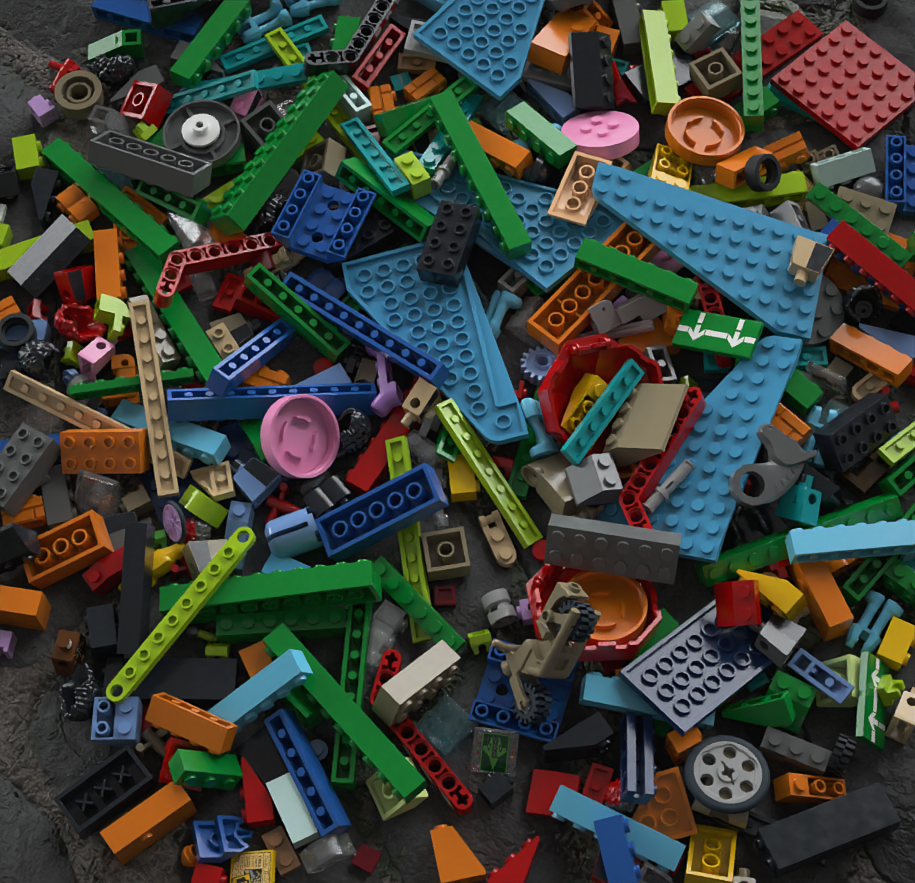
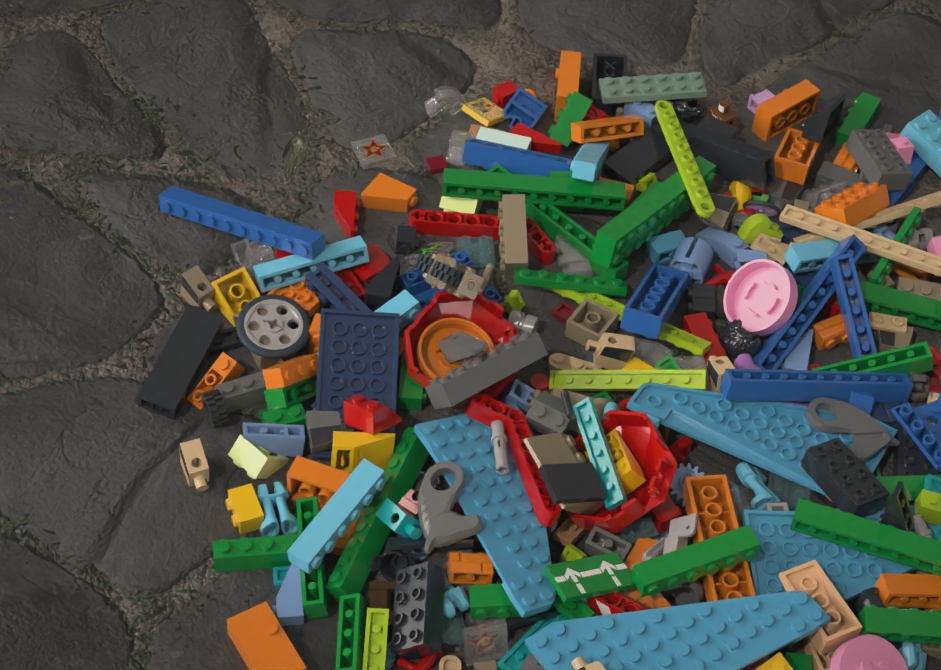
camera: 125 degrees right, 15 degrees down
(96, 724) = (652, 87): none -> sand green plate
(345, 296) = (862, 400): none -> blue slope
(372, 284) = (867, 432): none -> dark grey animal
(457, 184) = (898, 510): none -> black slope
(471, 514) = (611, 350): none -> tan torso
(576, 468) = (566, 399): none -> black piece
(607, 584) = (461, 347): none -> dark grey slope
(658, 396) = (573, 483): none -> black tile
(751, 717) = (291, 371): none -> orange brick
(775, 515) = (409, 503): none -> tile
(870, 709) = (226, 453): green tile -> none
(889, 689) = (222, 472): lime tile -> none

